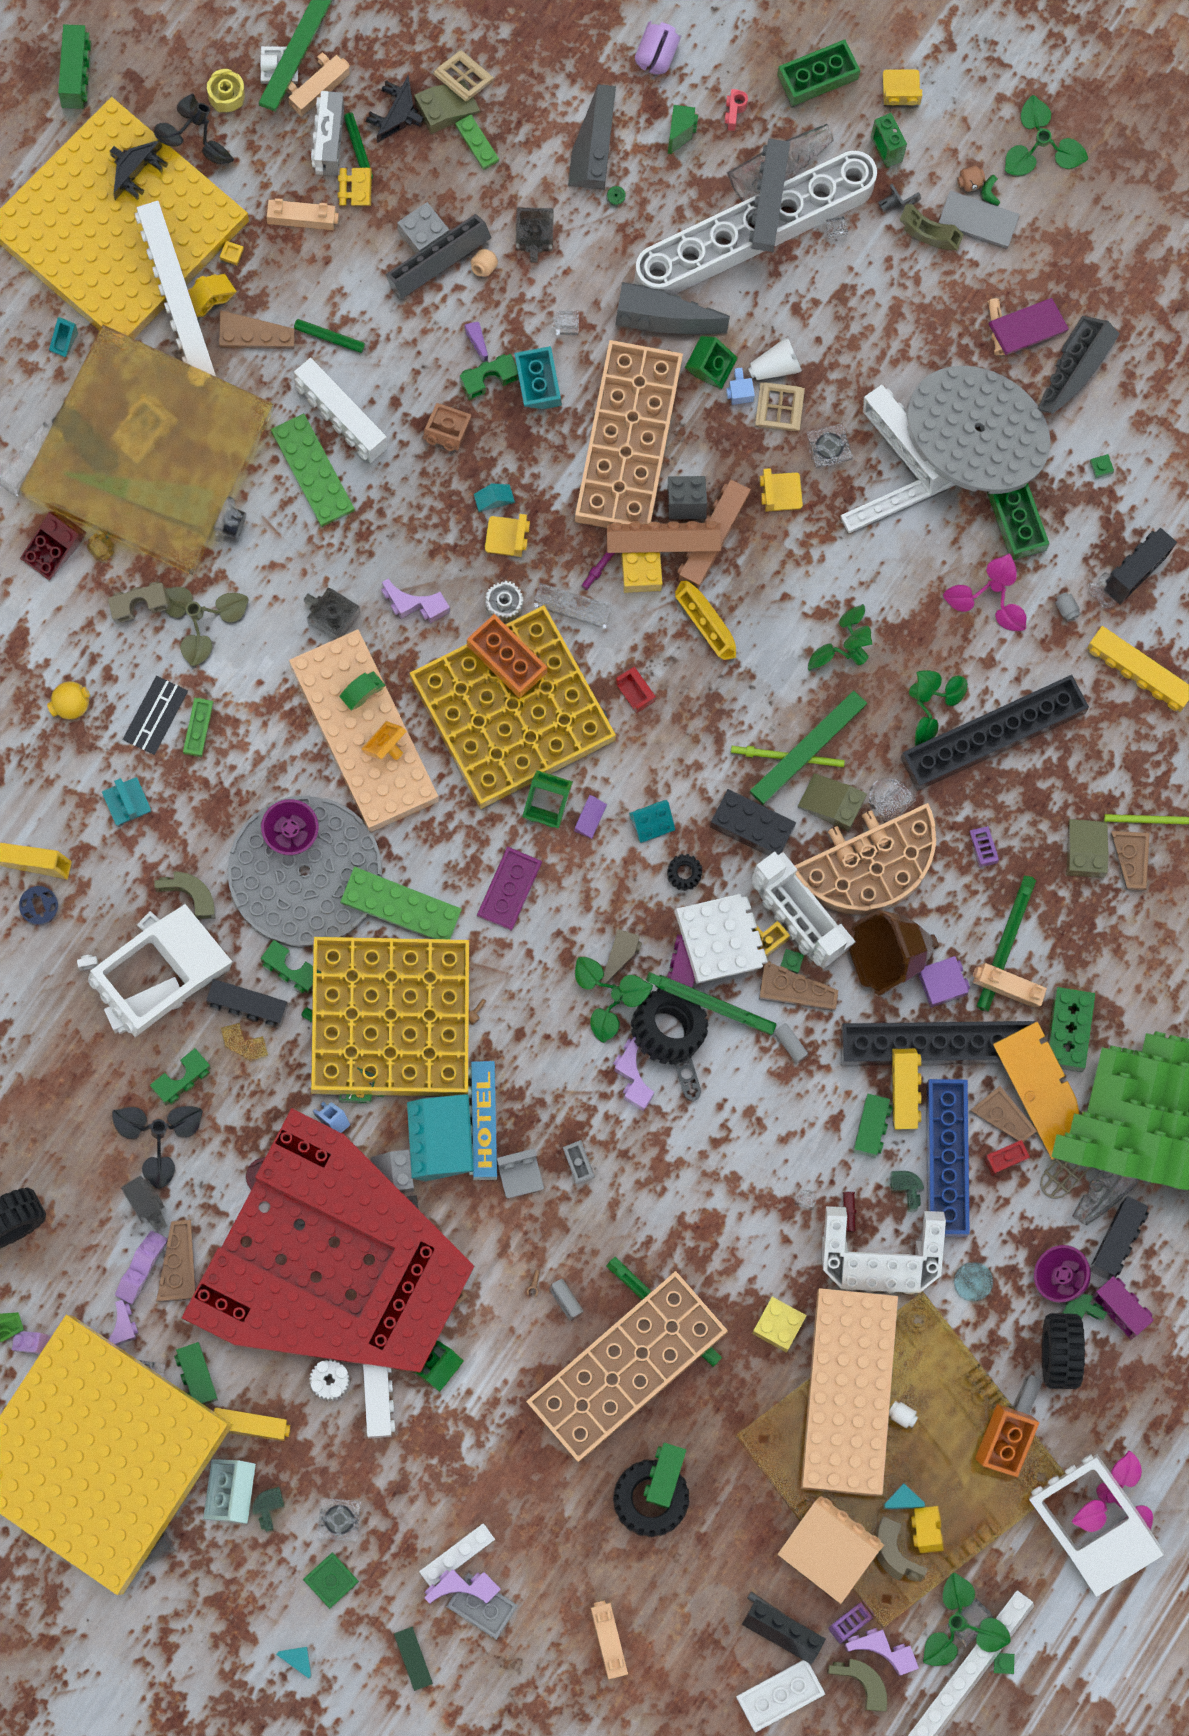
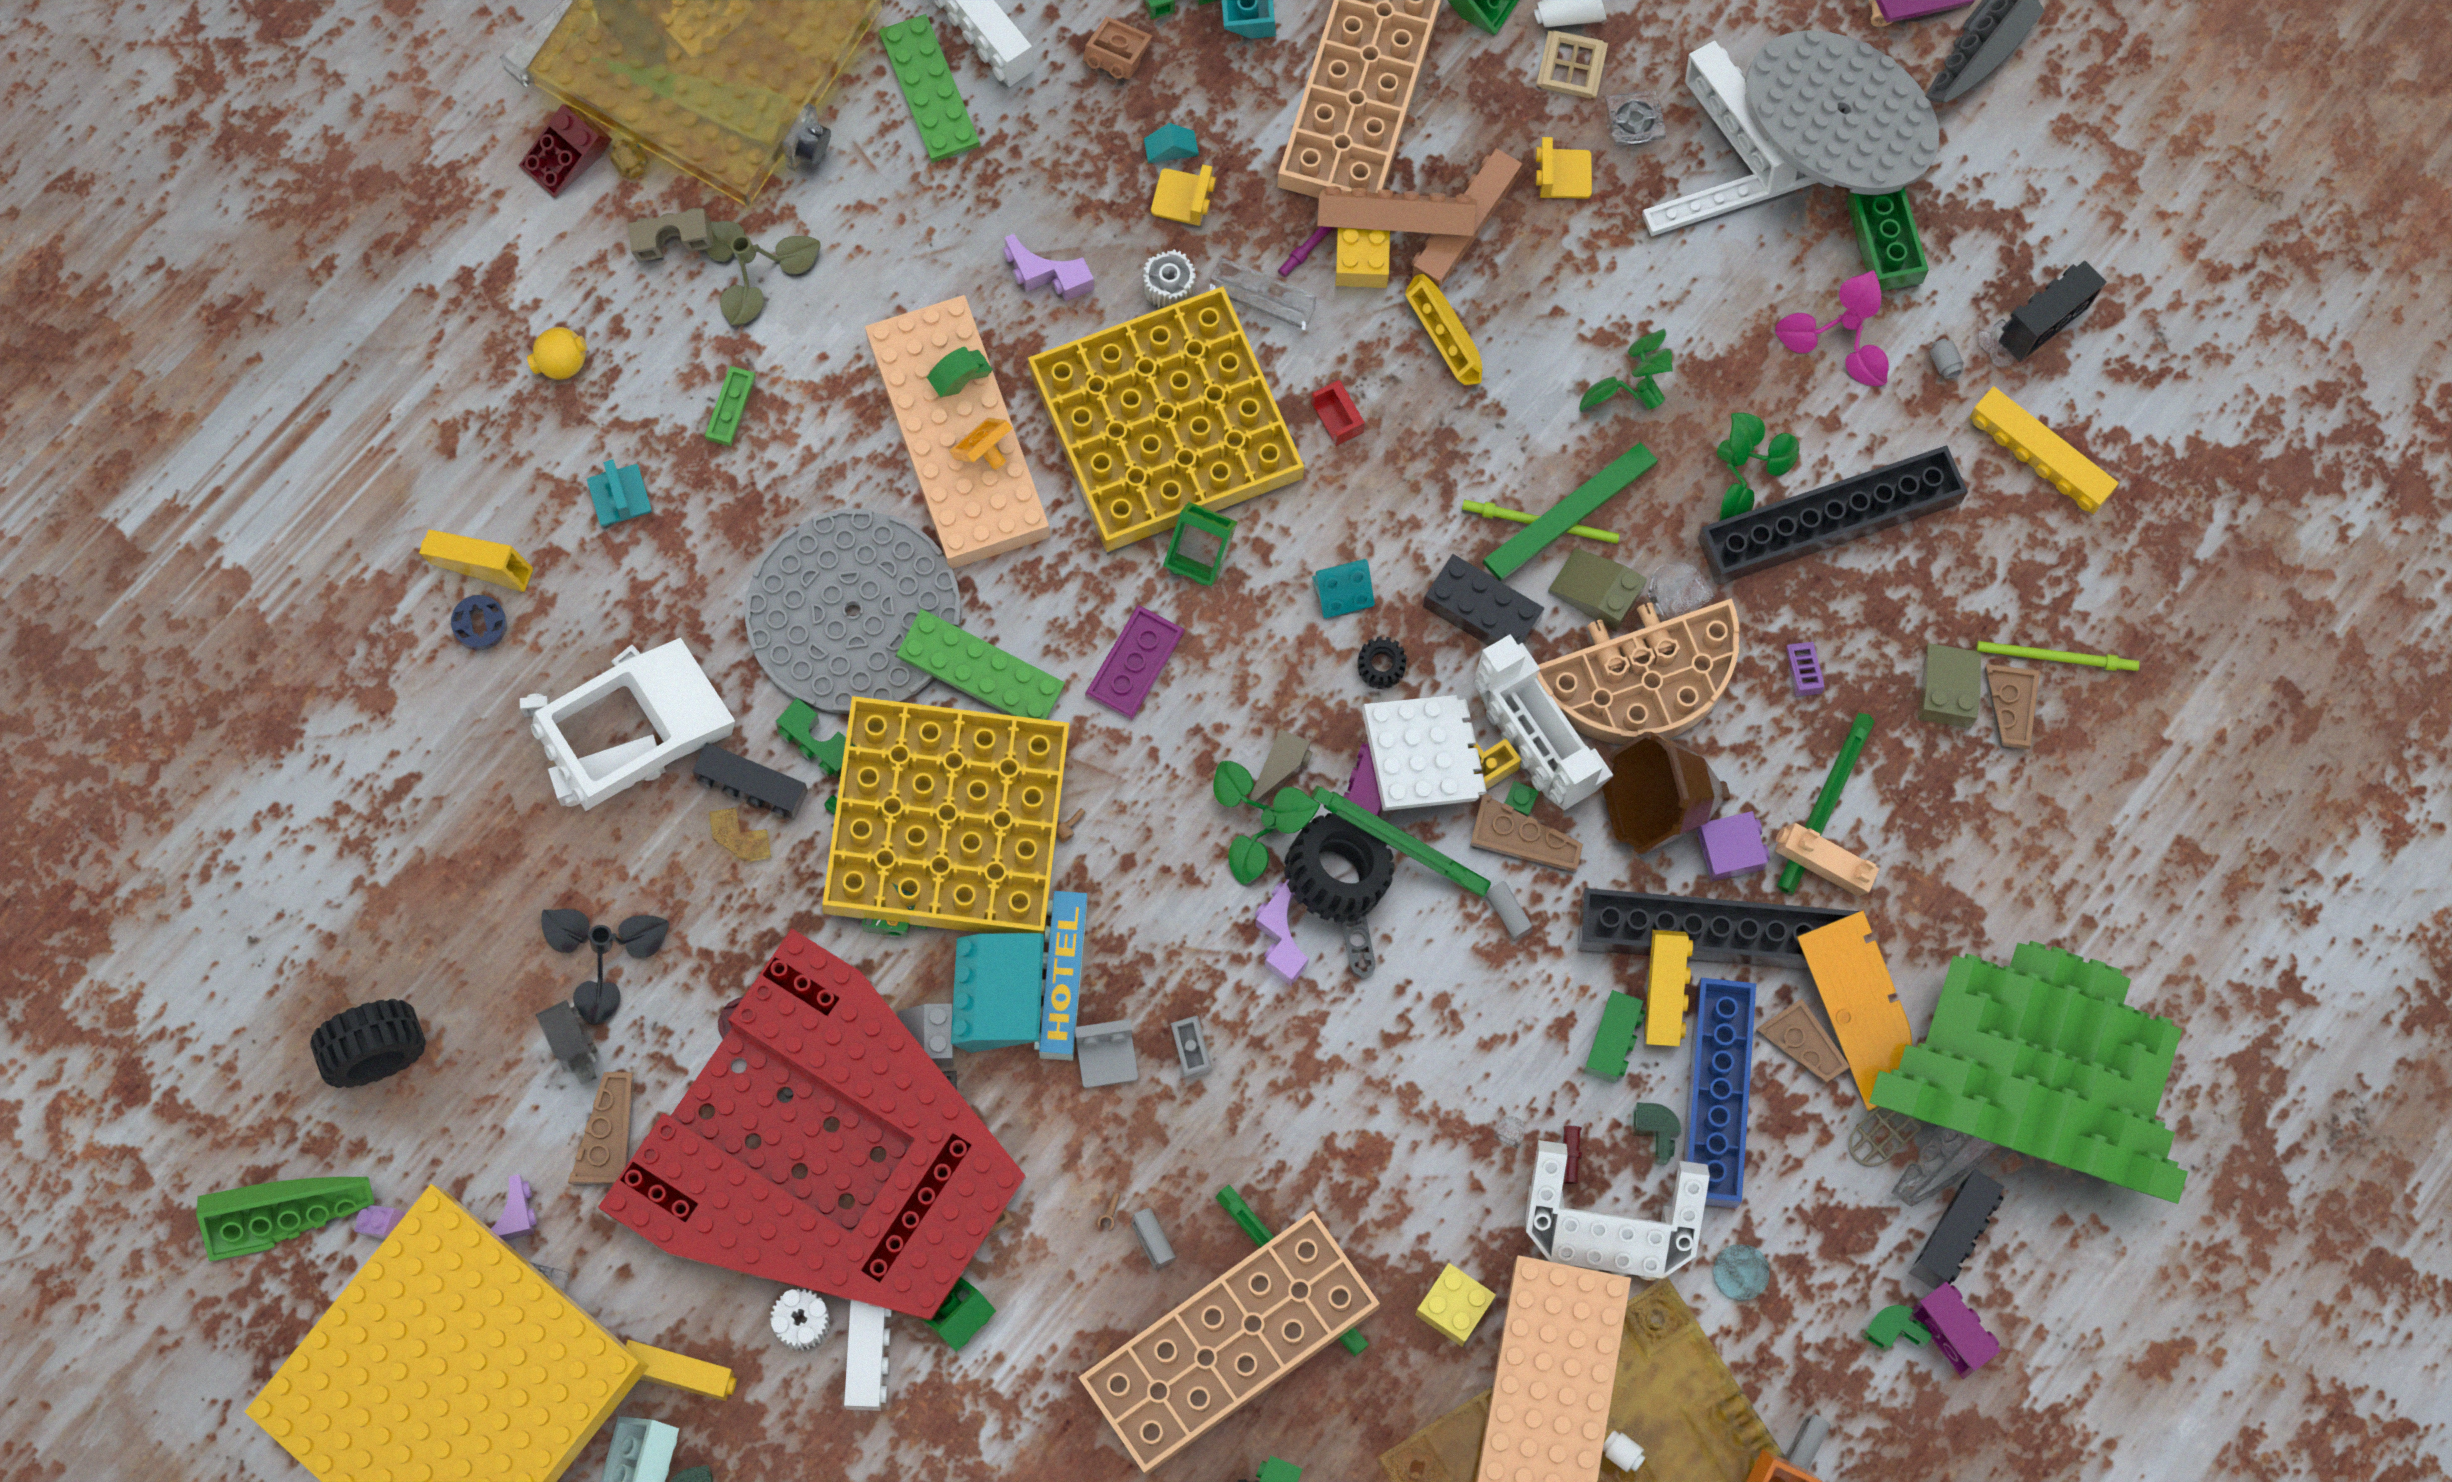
camera: 10 degrees right, 5 degrees down
(140, 1267) = (555, 1124): lavender arch -> none
(155, 715) = (674, 386): black sticker -> none
(169, 1090) = (627, 889): green arch -> none
(194, 888) = (696, 617): olive arch -> none
(196, 1373) = (611, 1290): green brick -> none
(287, 817) = (833, 533): magenta piece -> none
(331, 603) = (931, 272): clear smoke hinge -> none
(332, 1117) = (850, 948): light blue brick -> none
(507, 656) = (1163, 345): orange brick -> none
(590, 817) = (1257, 576): medium lavender slope -> none
(687, 497) = (1434, 165): dark grey brick -> none
(740, 389) = (1520, 36): light blue brick -> none
(1006, 1157) = (1803, 1099): red panel -> none
(1055, 1267) = (1862, 1263): magenta piece -> none
(1063, 1351) = (1865, 1383): black tyre -> none
(1080, 1022) = (1923, 921): green brick -> none
(1101, 466) = (2007, 180): green plate -> none

